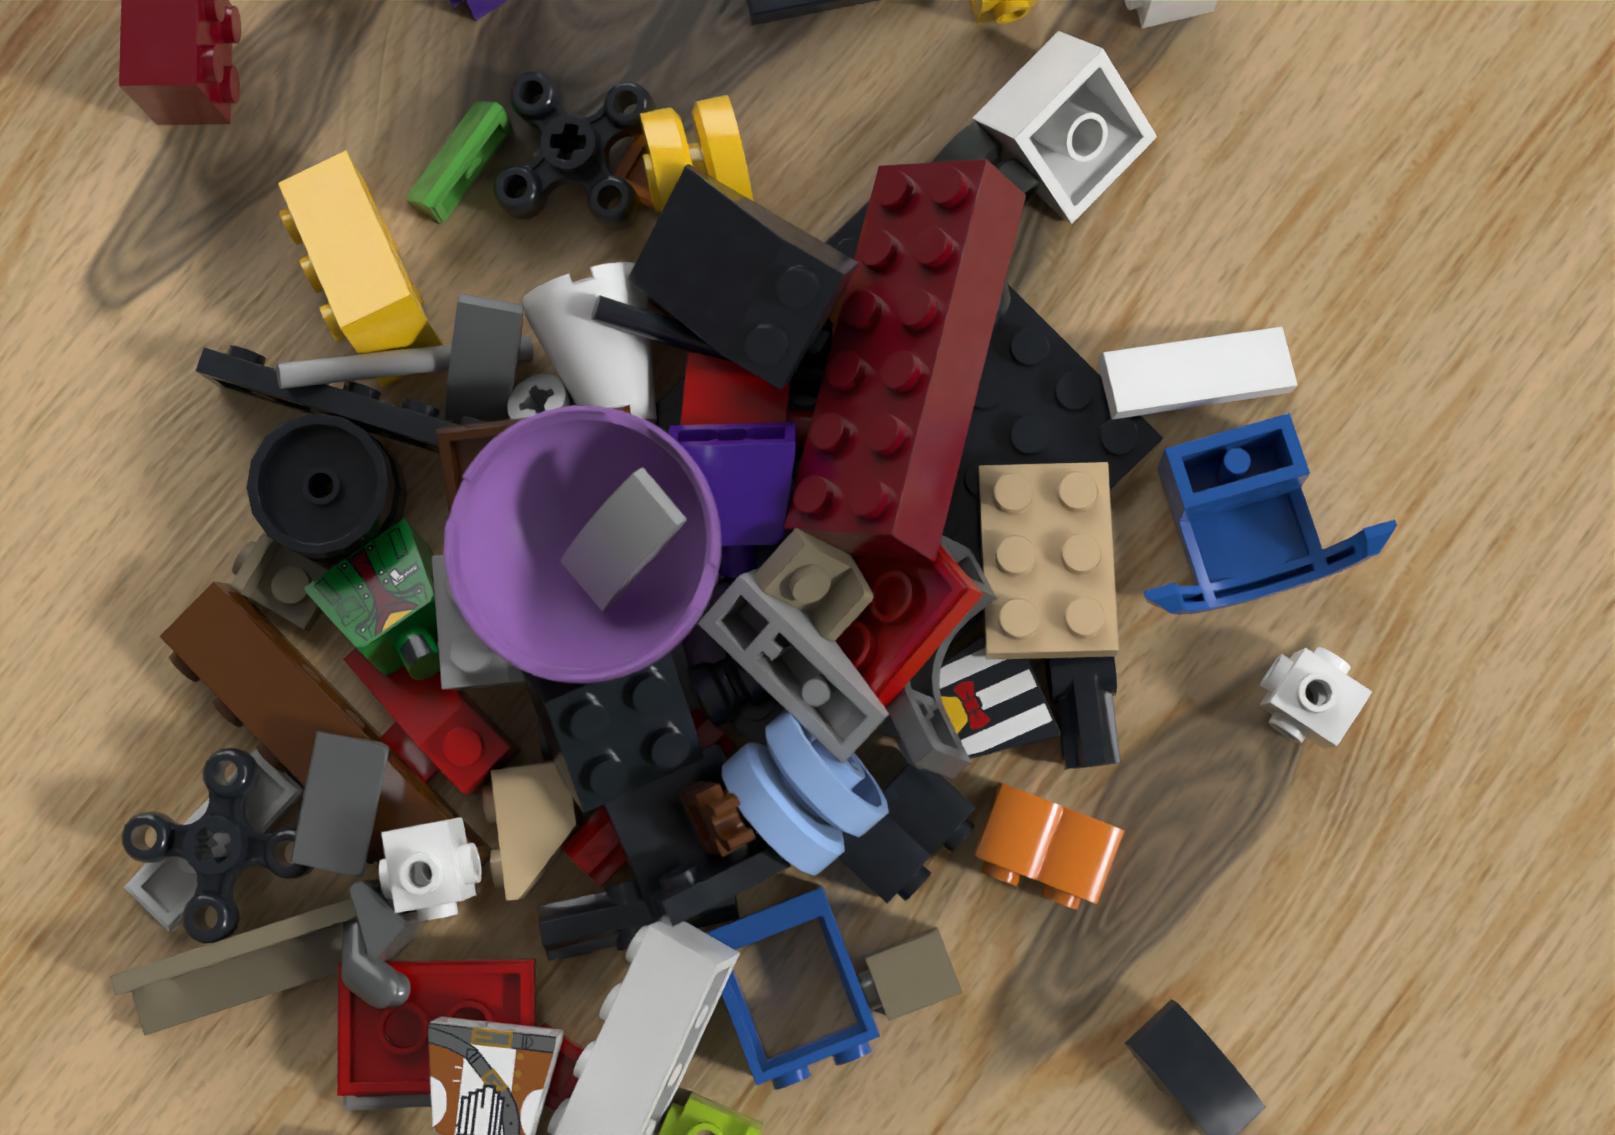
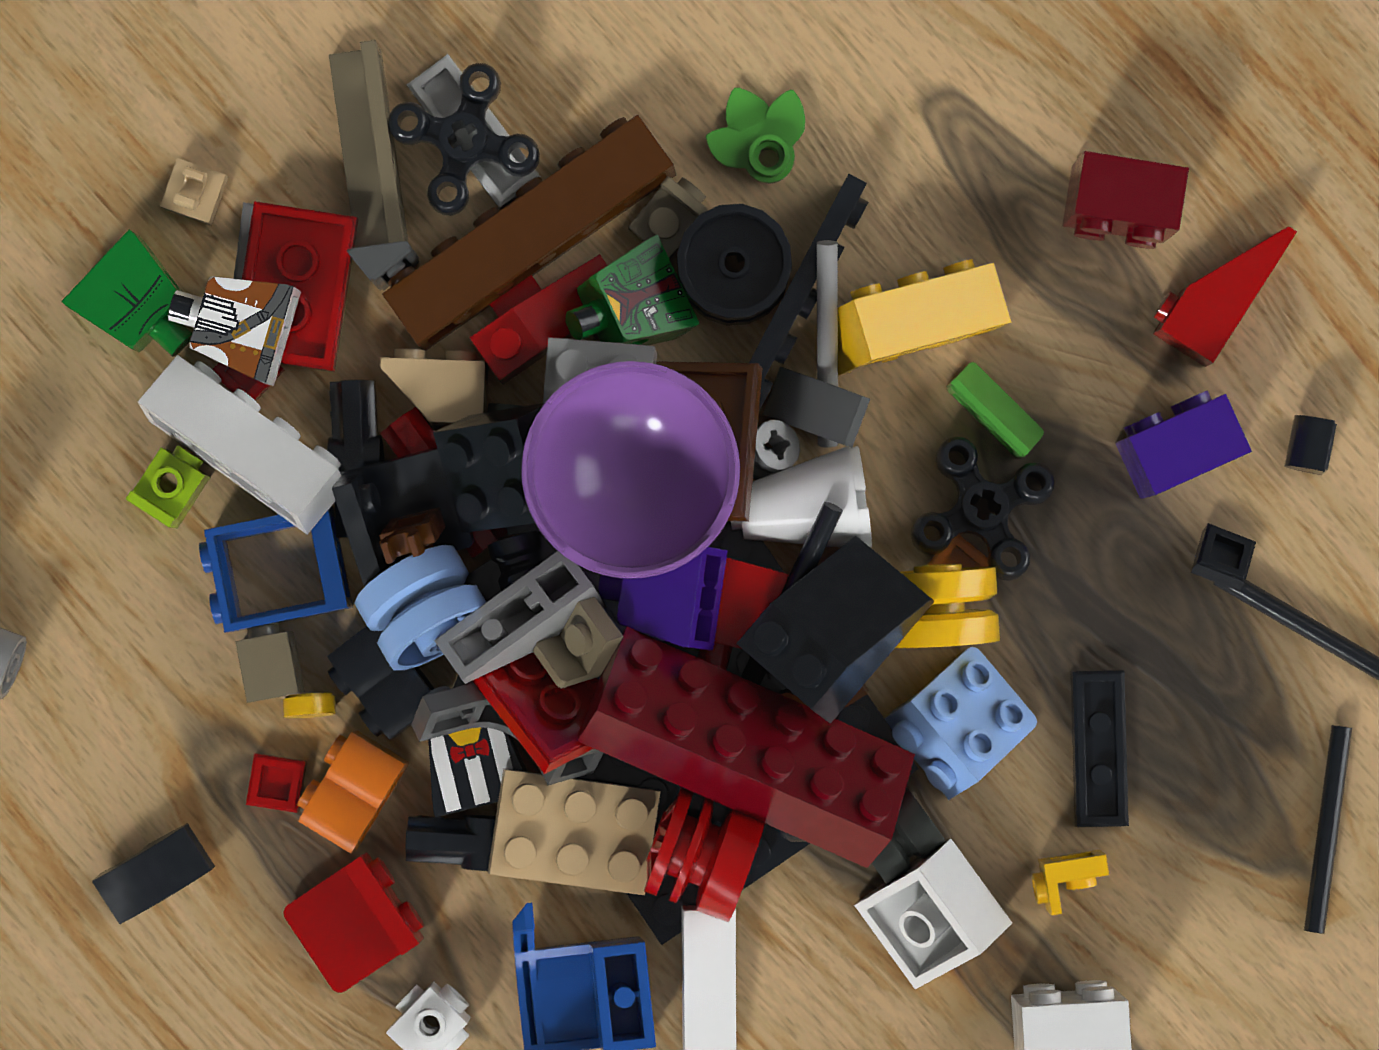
camera: 90 degrees right, 5 degrees up
(162, 492) = (756, 128): none -> bright green plate
(339, 803) = (476, 241): dark grey slope -> none
(373, 983) = (341, 236): dark grey arm -> none
(406, 868) = (426, 317): white brick -> none
(622, 539) = (632, 500): light grey slope -> none
(835, 132) = (961, 723): none -> light blue bracket
(952, 916) = (309, 705): none -> yellow tile
(1047, 378) = (703, 855): none -> red wheel
(1054, 942) = (276, 782): none -> red tile
(1207, 813) = (354, 922): none -> red bracket

